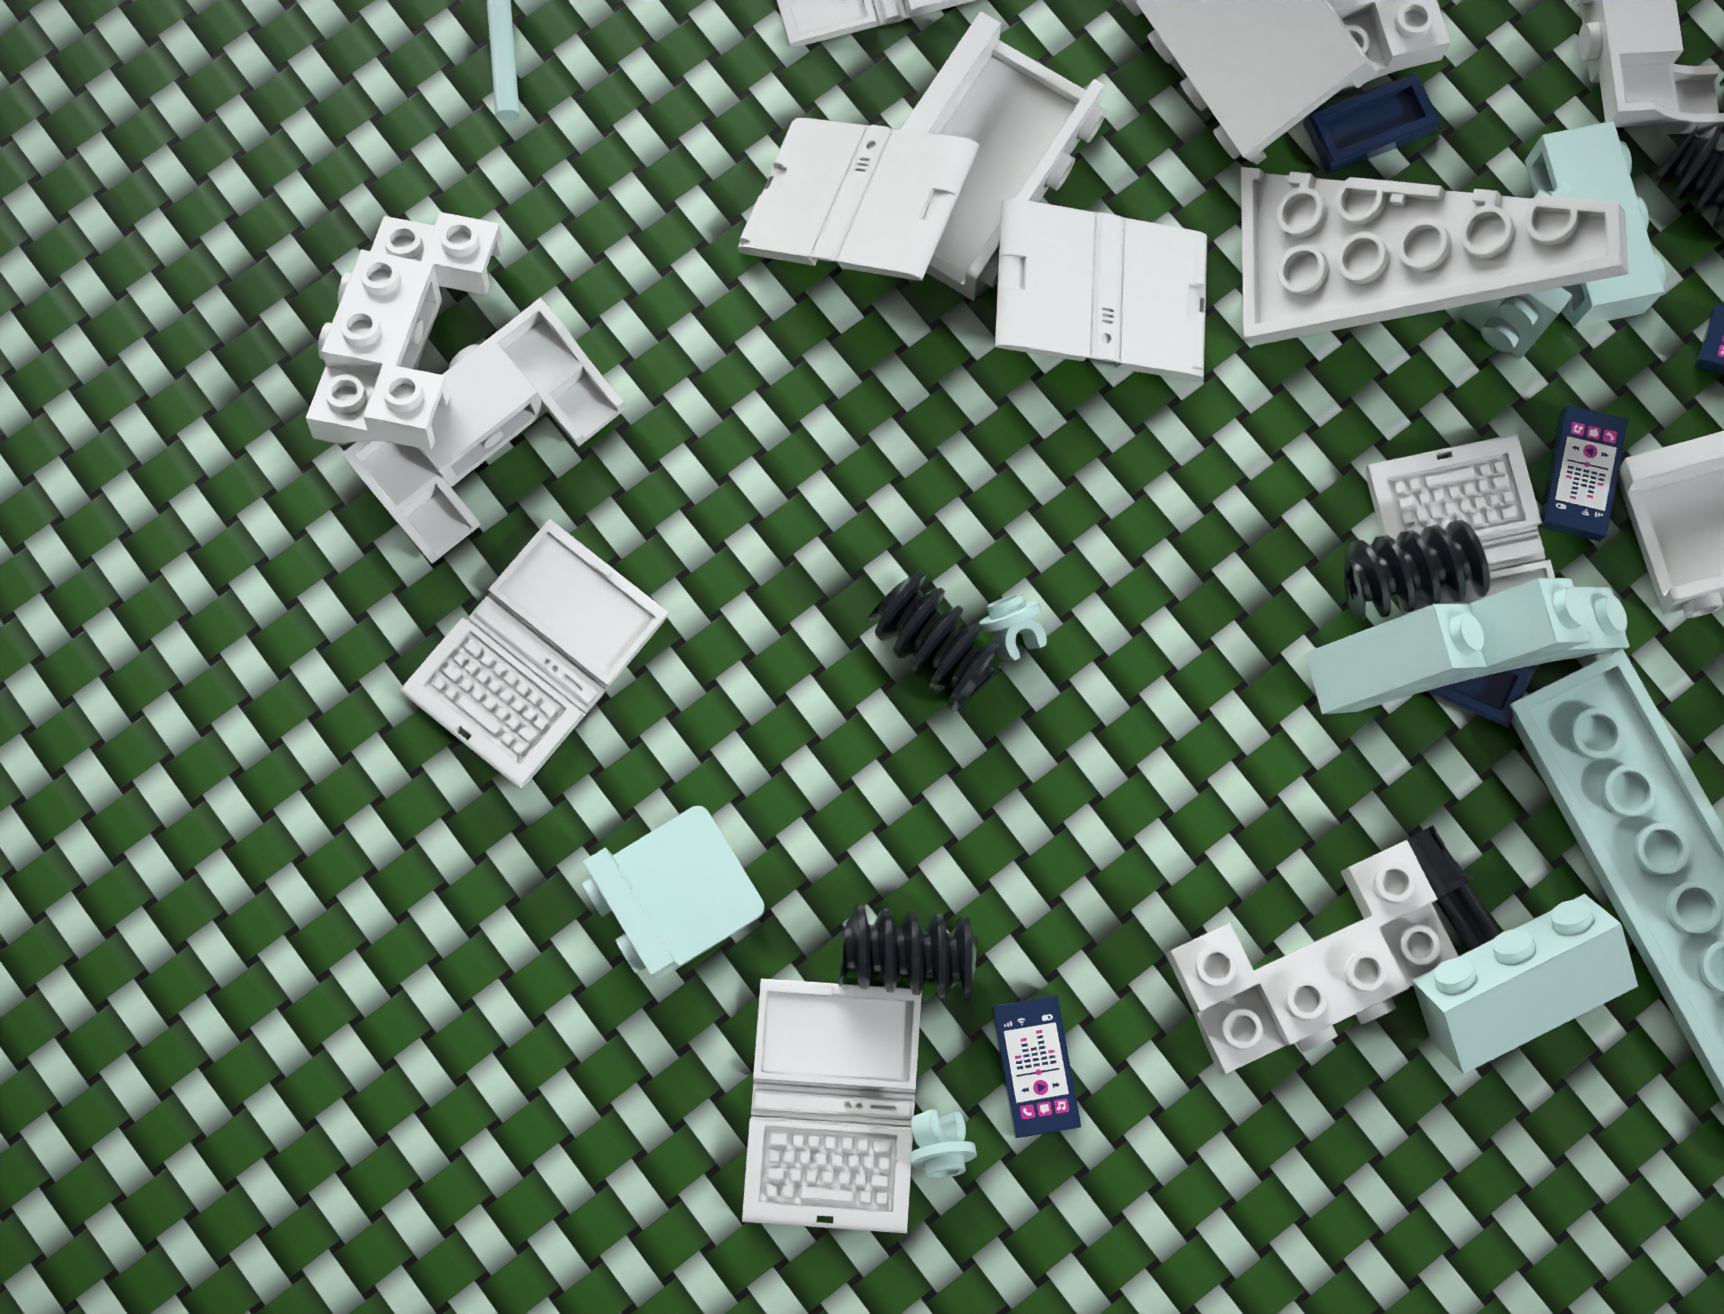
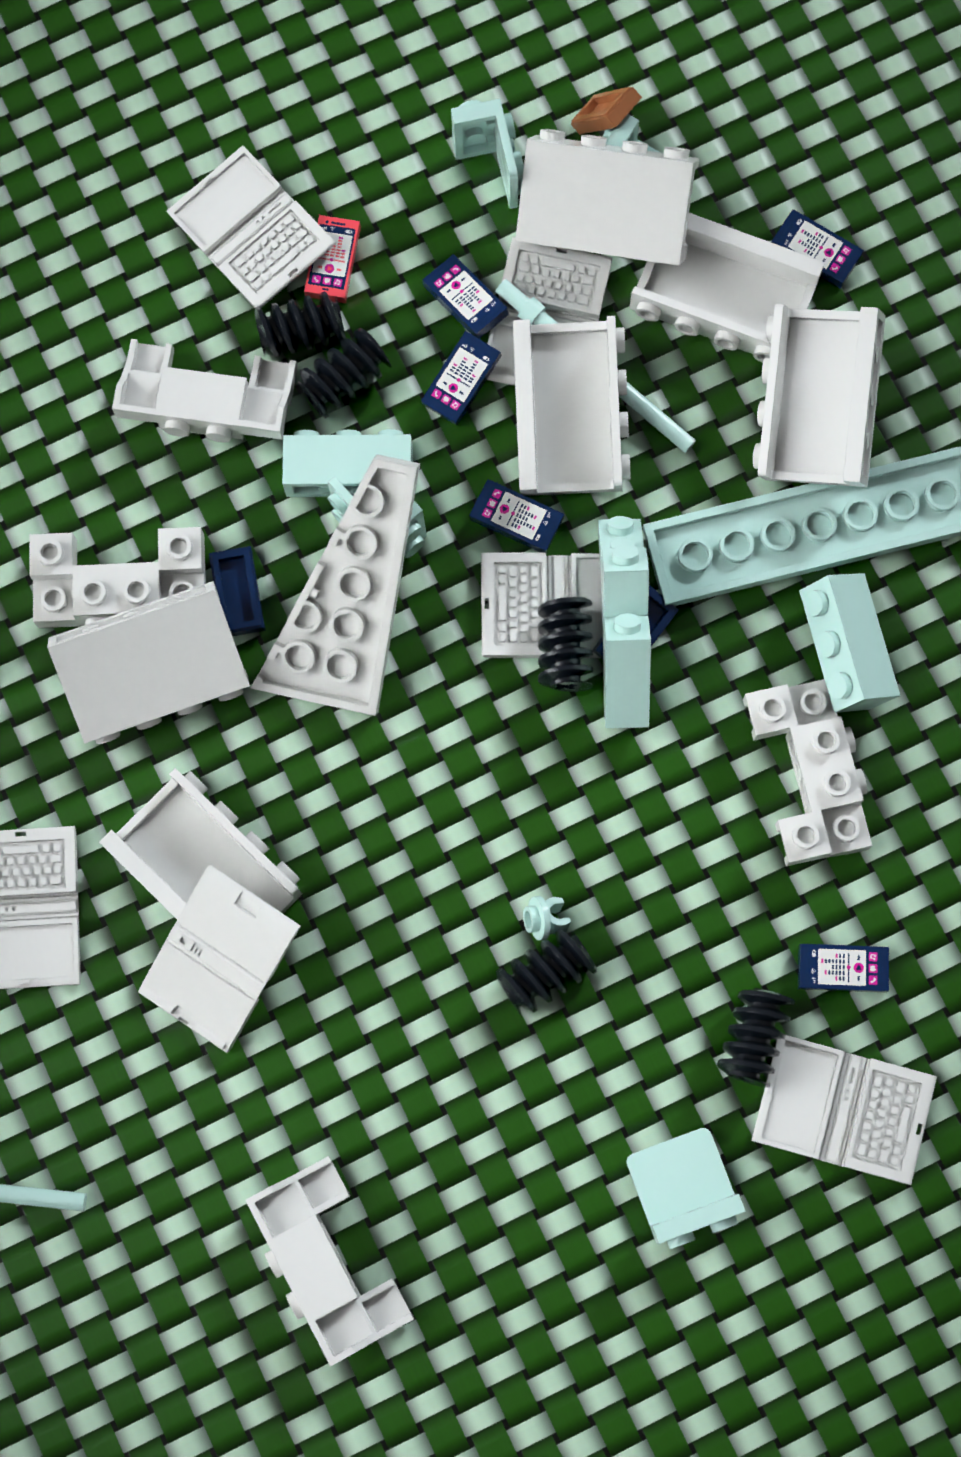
camera: 75 degrees left, 0 degrees up
(384, 325) = (239, 1321): white bracket -> none
(535, 653) = (494, 1255): white piece -> none
(941, 1144) = (884, 1041): light aqua plate -> none
(1101, 289) = (321, 804): white piece -> none
(1453, 890) = (777, 672): black axle -> none

